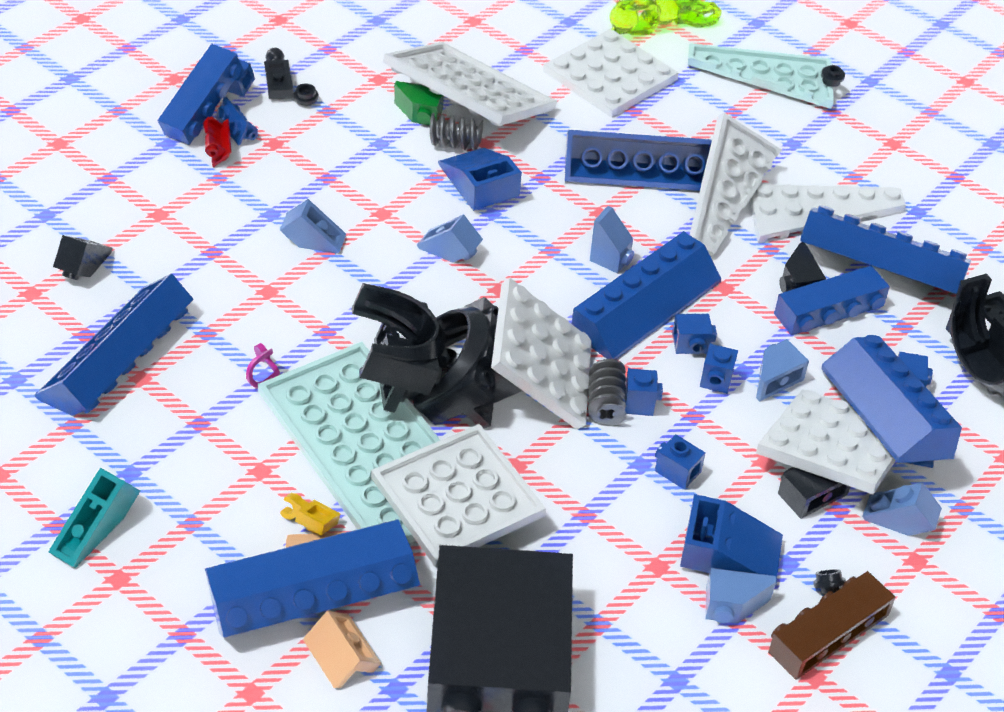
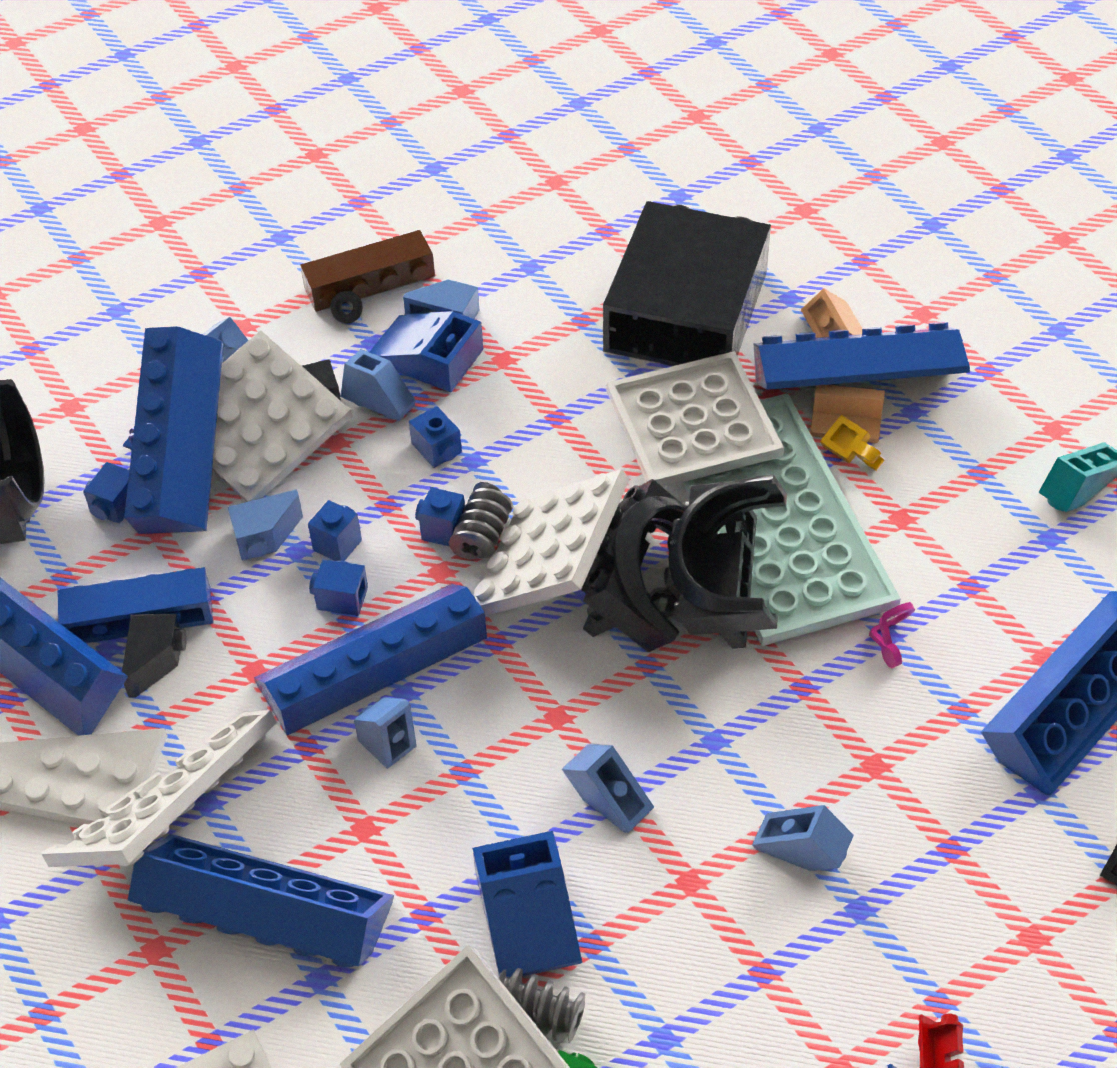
camera: 160 degrees left, 5 degrees up
(753, 490) = (376, 385): none -> medium blue slope

